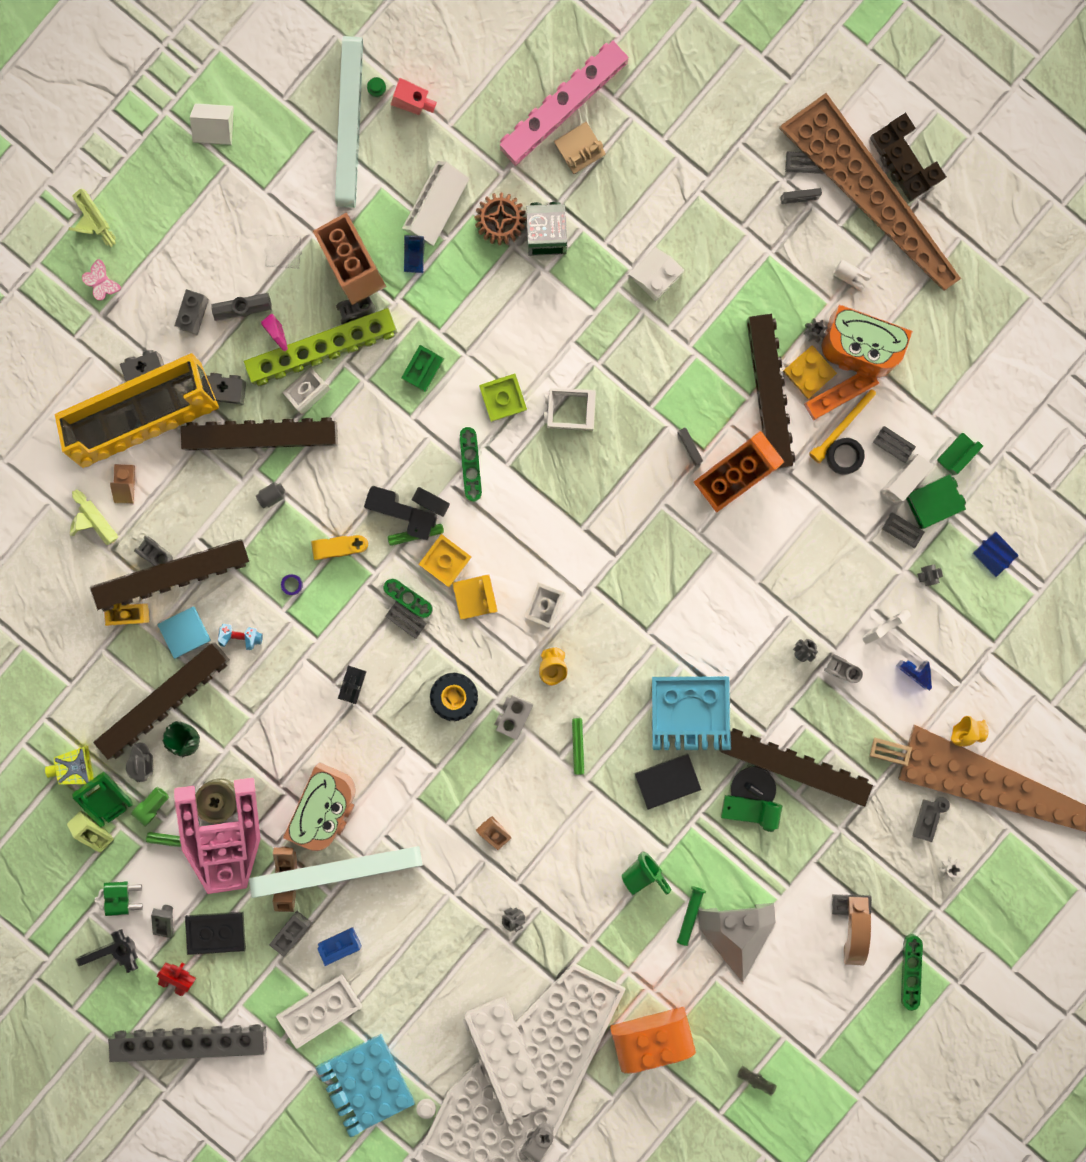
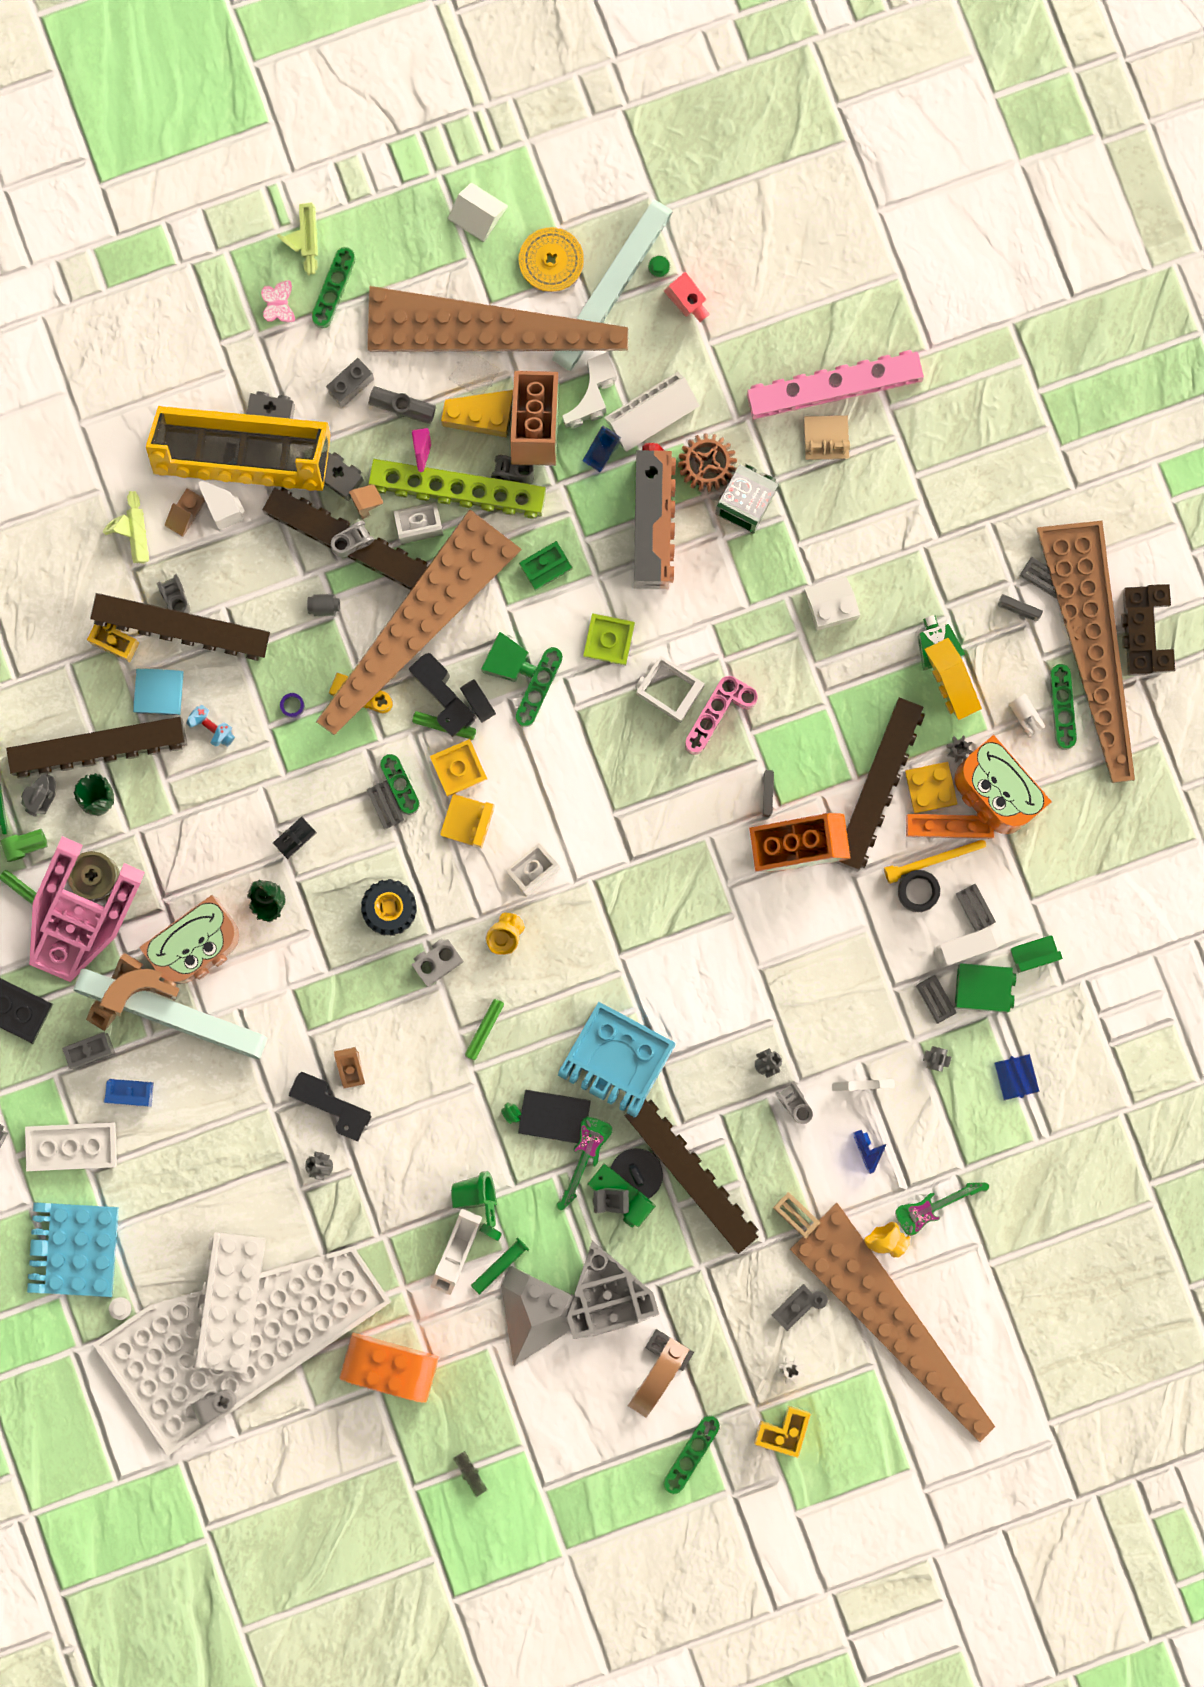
camera: 30 degrees right, 5 degrees down
(133, 246) = (336, 288): none -> green beam
(149, 463) = (223, 506): none -> white slope
(230, 229) = (438, 324): none -> medium nougat wing
(256, 395) = (366, 499): none -> slope
(264, 432) = (352, 538): none -> light grey piece
(284, 115) = (550, 276): none -> yellow piece
(289, 874) = (134, 982): none -> medium nougat arch
(304, 279) = (480, 413): none -> yellow wedge
(357, 421) = (451, 580): none -> medium nougat wing
(358, 744) = (266, 900): none -> dark green hair
(387, 224) = (592, 405): none -> white arch
(435, 457) = (507, 660): none -> green torso
(476, 866) = (314, 1092): none -> black piece
(483, 284) = (654, 517): none -> dark grey piece
(618, 410) = (716, 716): none -> bright pink beam
(634, 797) = (511, 1113): none -> green plate
(653, 926) = (456, 1252): none -> white arch
(673, 895) = (491, 1232): none -> green tile
(705, 780) = (592, 1136): none -> green piece
(747, 820) = (611, 1200): none -> dark grey bracket
(754, 259) = (933, 635): none -> green torso
(783, 279) = (954, 679): none -> yellow wedge
(785, 894) = (608, 1297): none -> light grey wedge
(877, 252) = (1067, 706): none -> green beam
(976, 922) = (787, 1438): none -> yellow brick
(980, 701) = (915, 1216): none -> green piece

